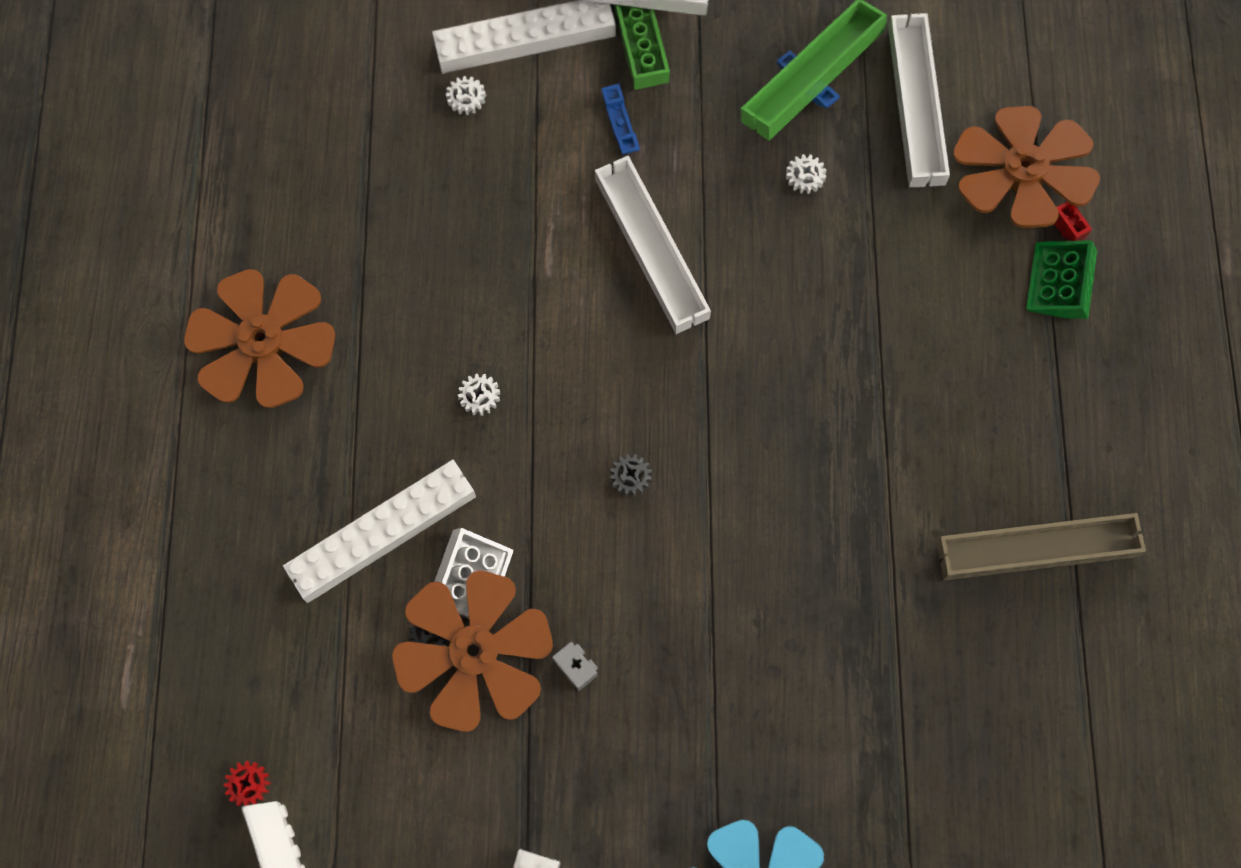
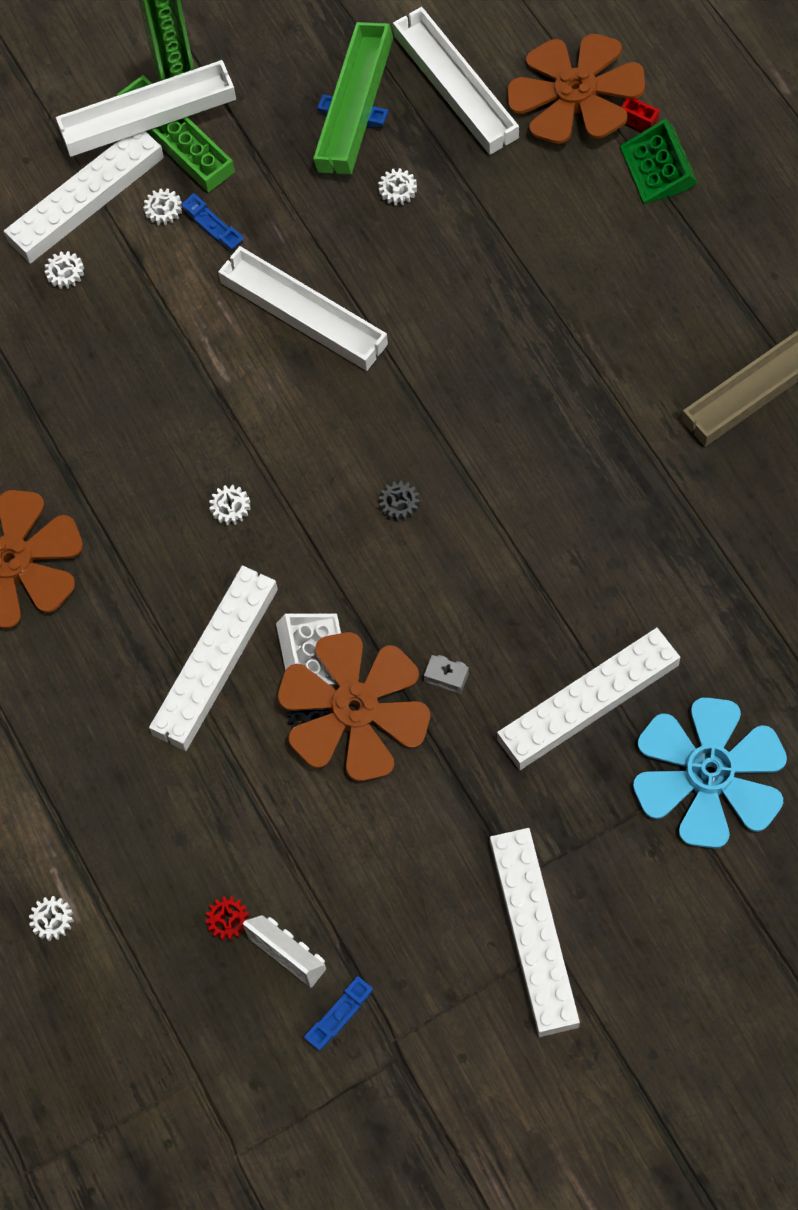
camera: 25 degrees left, 5 degrees down
(105, 684) = (42, 917): none -> white gear
(585, 82) = (162, 206): none -> white gear
(690, 765) = (588, 698): none -> white brick

